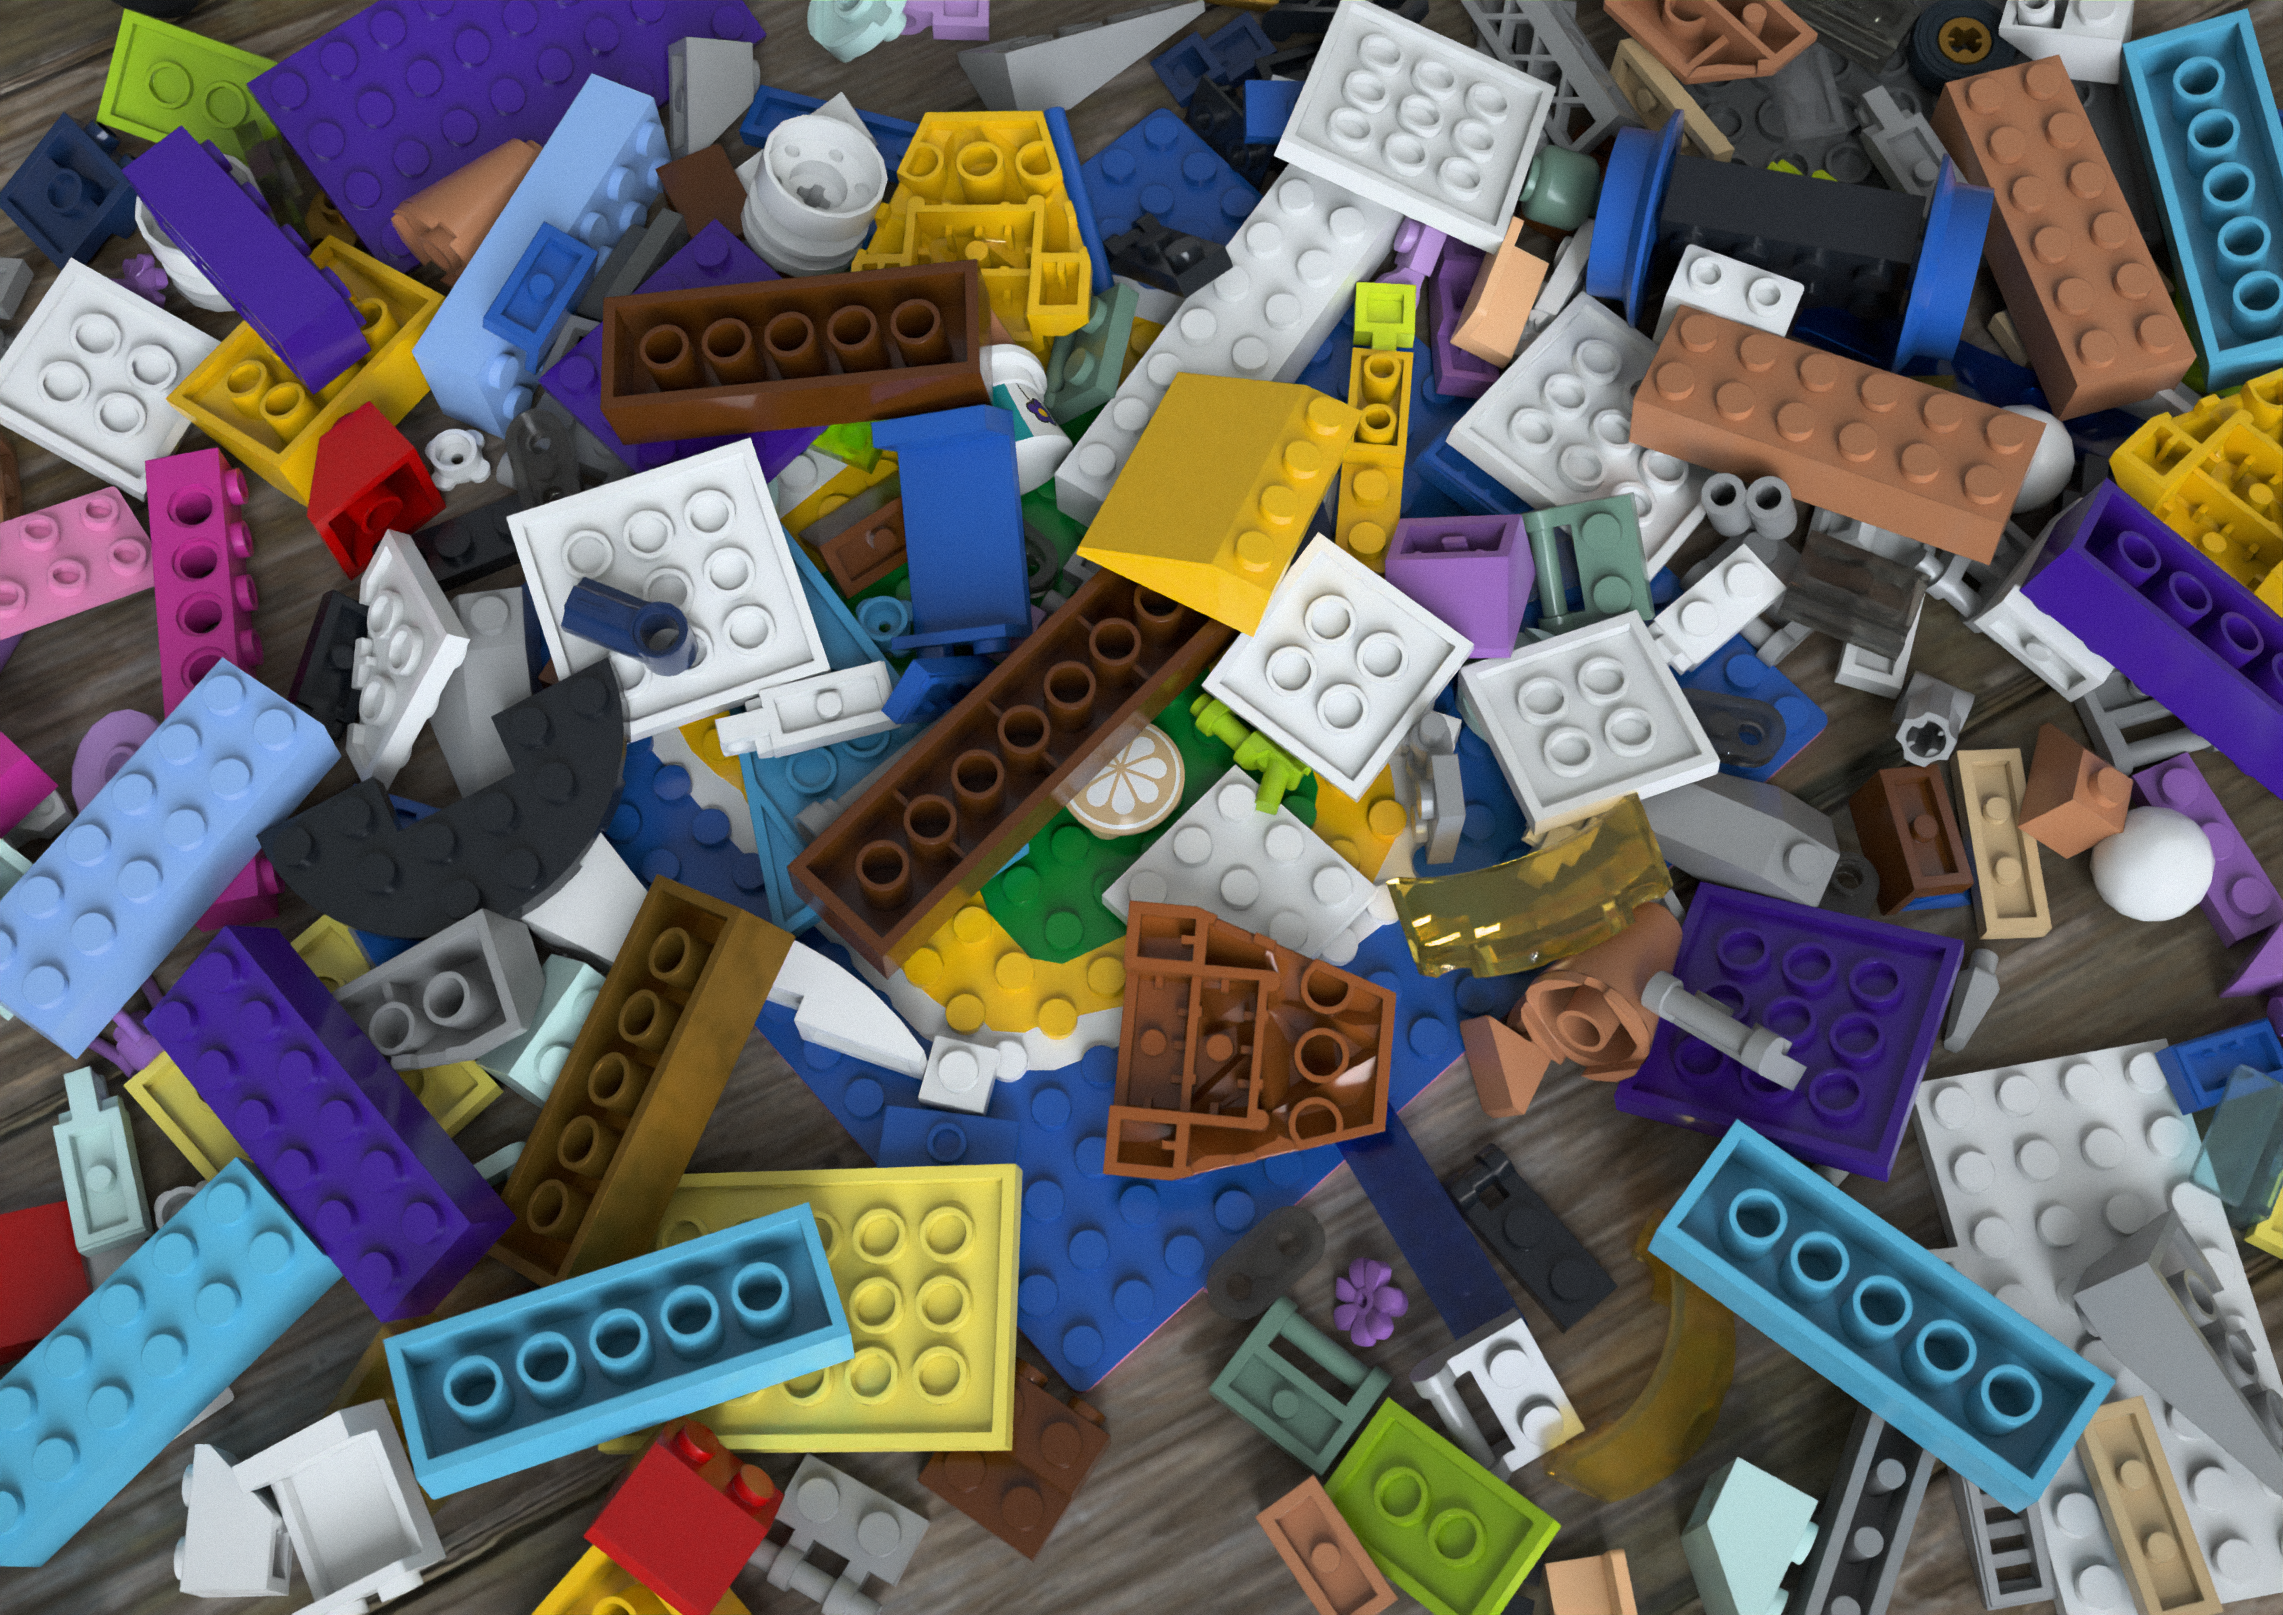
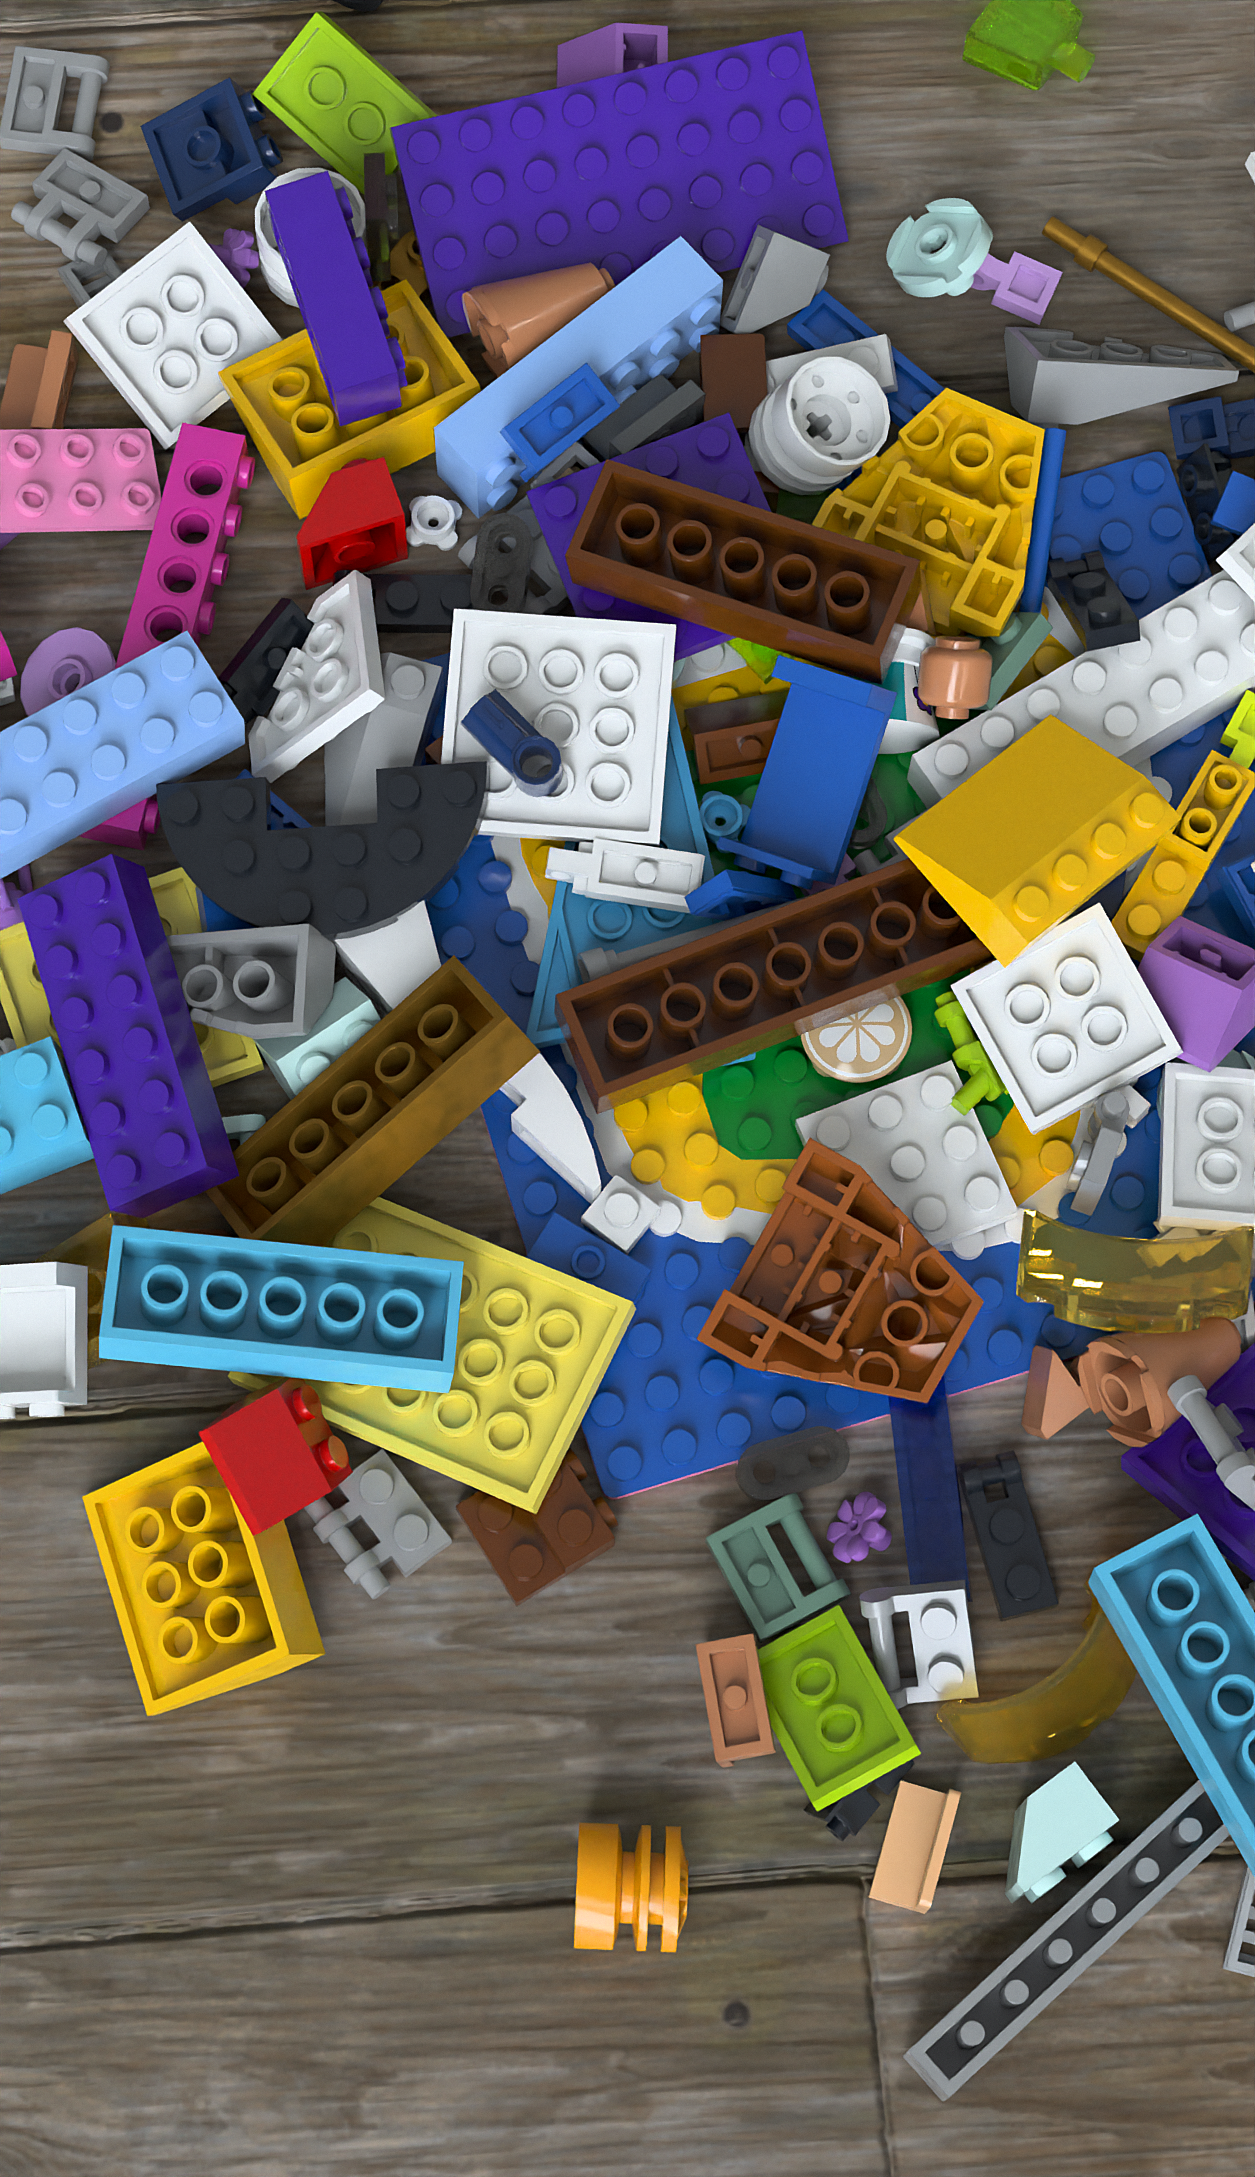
camera: 20 degrees right, 5 degrees up
(1063, 373) = (954, 676): none -> nougat head

